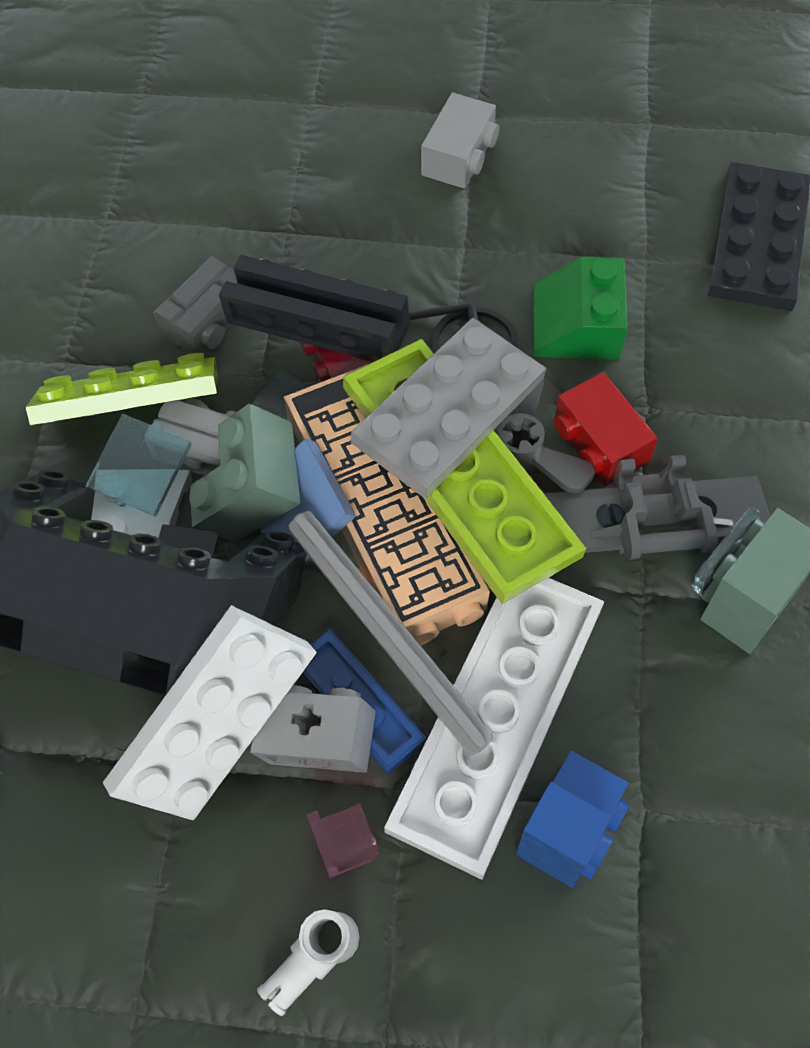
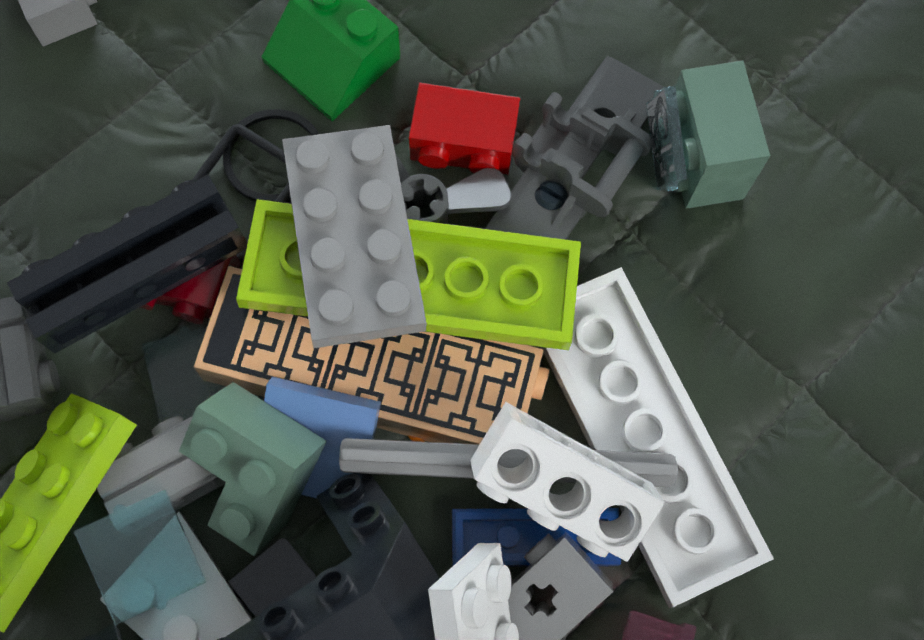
camera: 55 degrees left, 10 degrees up
(421, 677) = (556, 456): none -> white brick
(570, 821) = (784, 453): blue brick -> none

